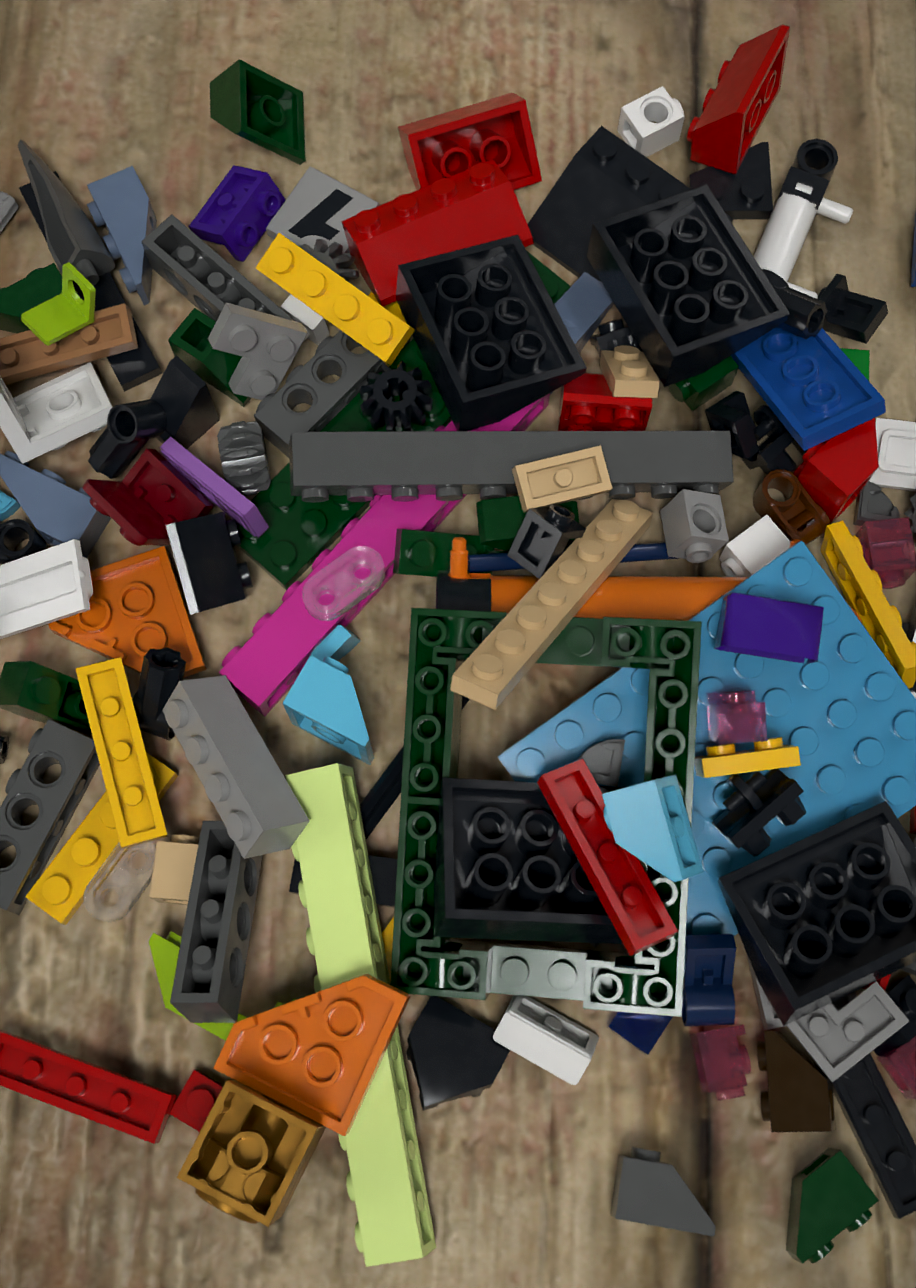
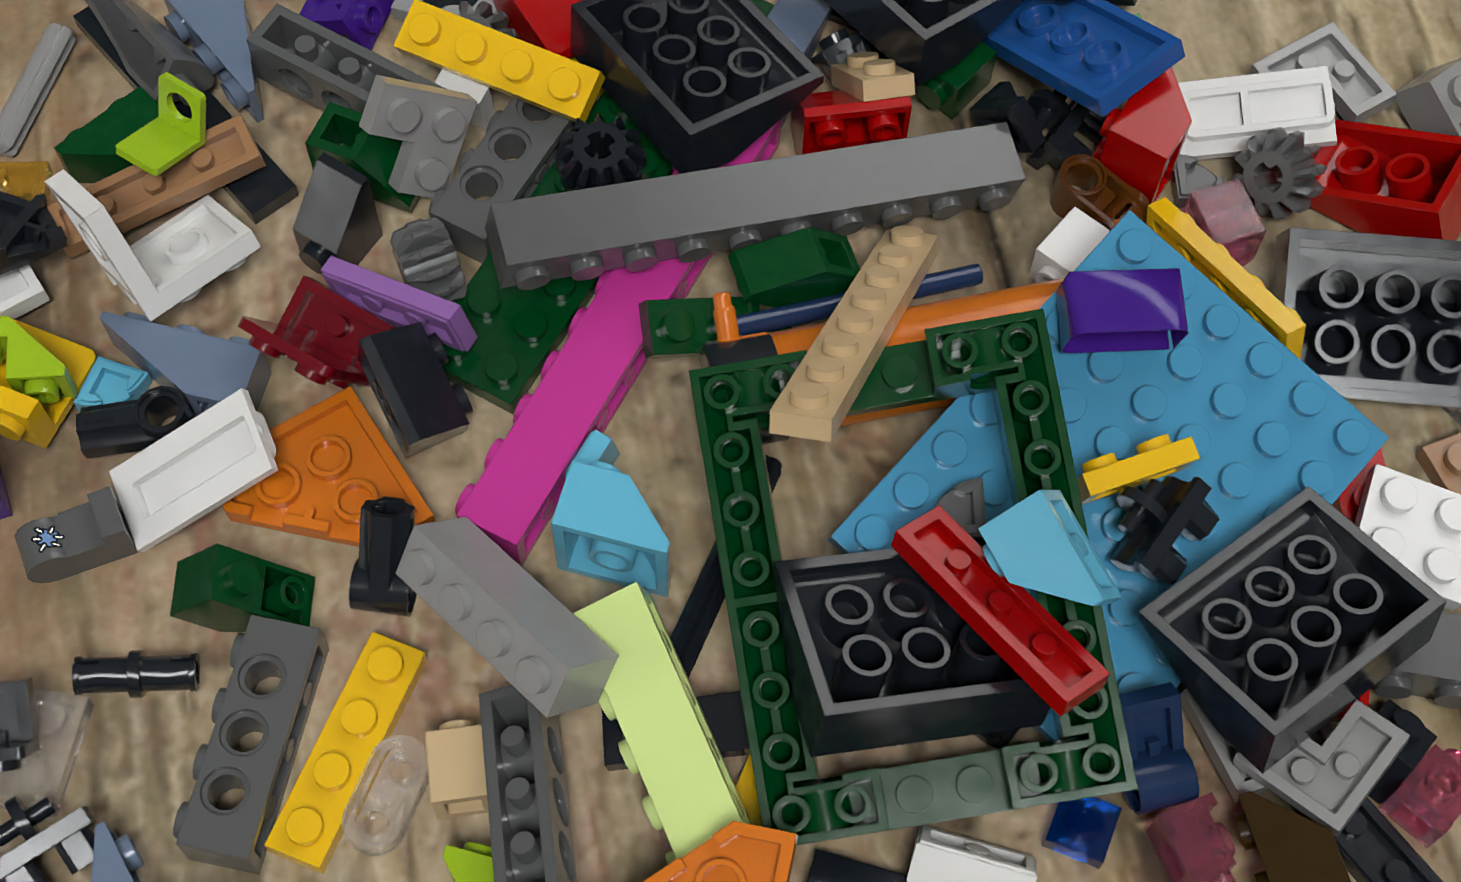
camera: 15 degrees left, 10 degrees down
(121, 752) = (355, 635): yellow plate -> none
(126, 434) = (273, 267): black piece -> none
(341, 582) = (586, 379): clear plate -> none
(544, 537) = (822, 273): black bracket -> none
(562, 478) = (826, 203): tan plate -> none
(694, 526) = (992, 237): light grey brick -> none
(736, 717) = (1108, 422): clear pink brick -> none

